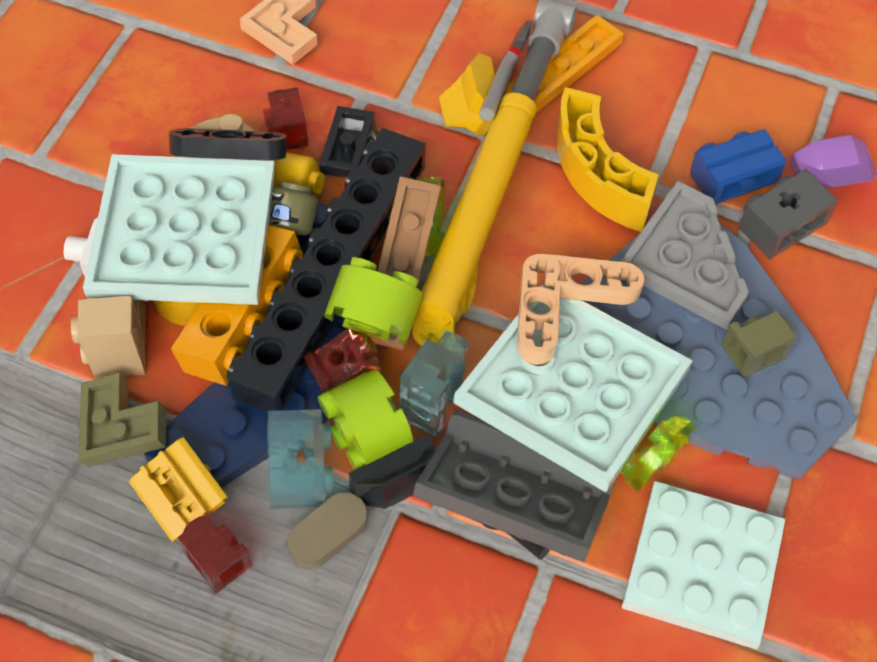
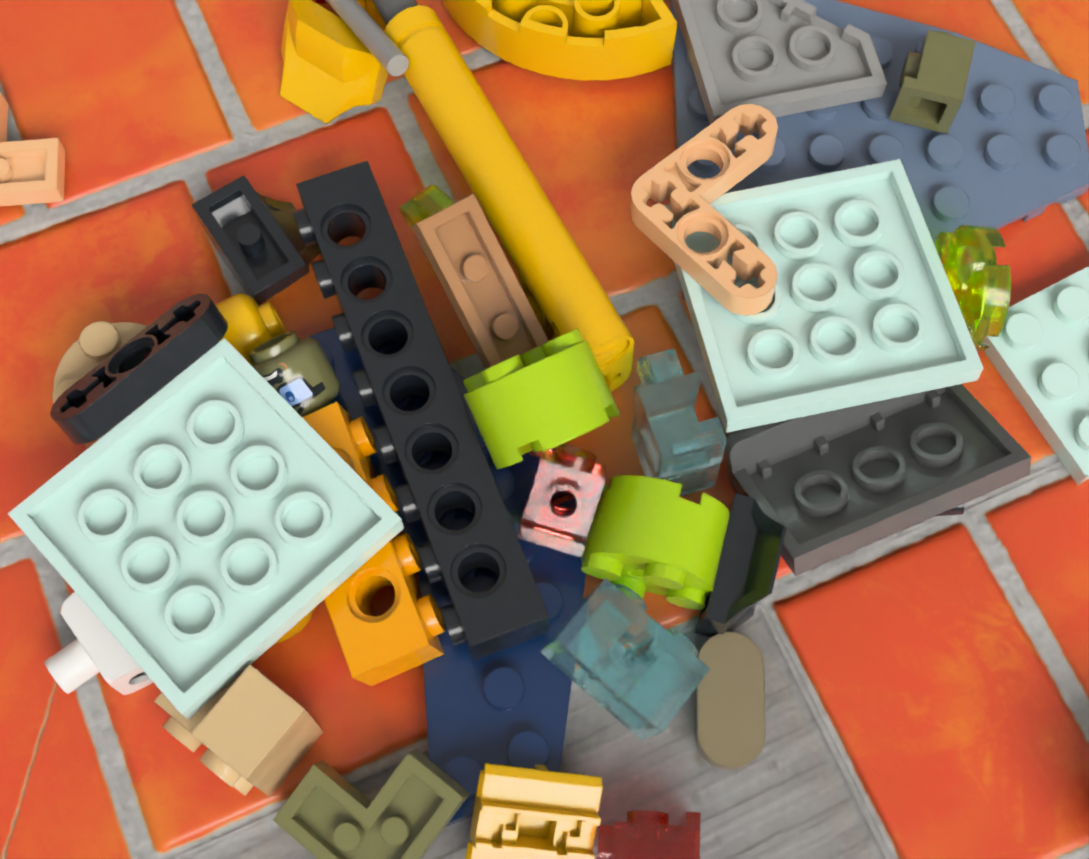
camera: 45 degrees left, 10 degrees up
(287, 117) = (140, 273): clear red brick -> none

